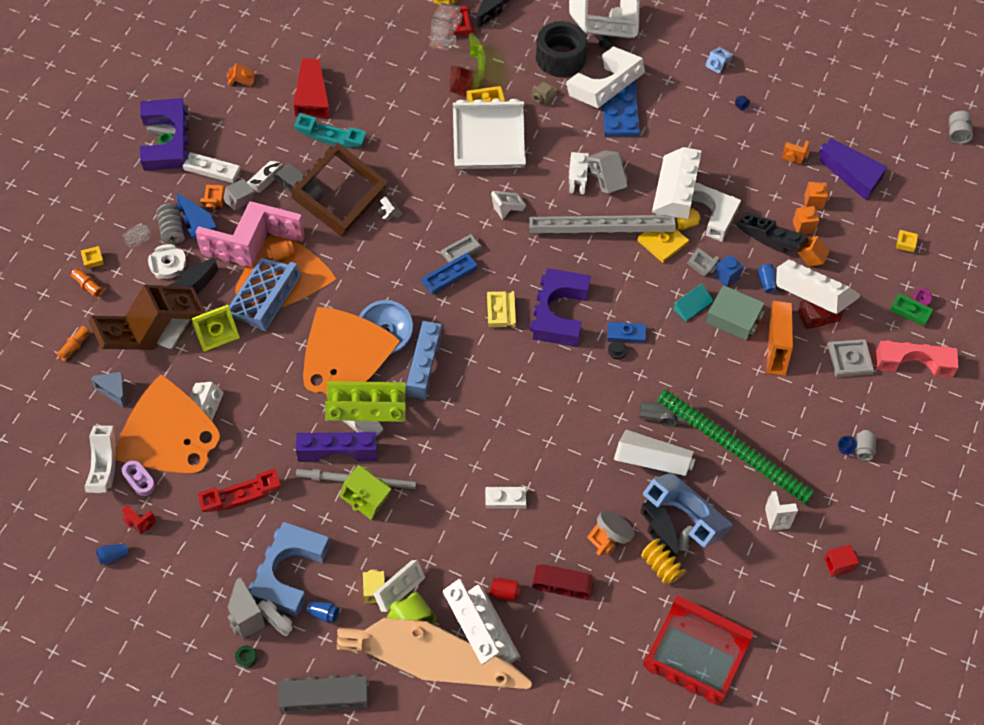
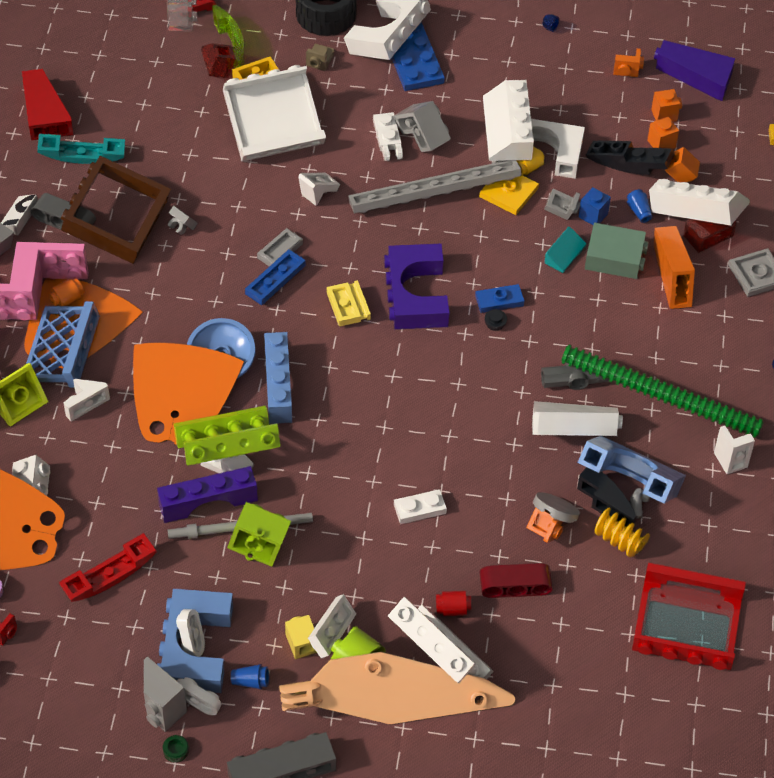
camera: 15 degrees left, 5 degrees down
(272, 341) = (89, 396): none -> white slope
(286, 562) = (191, 632): none -> white plate

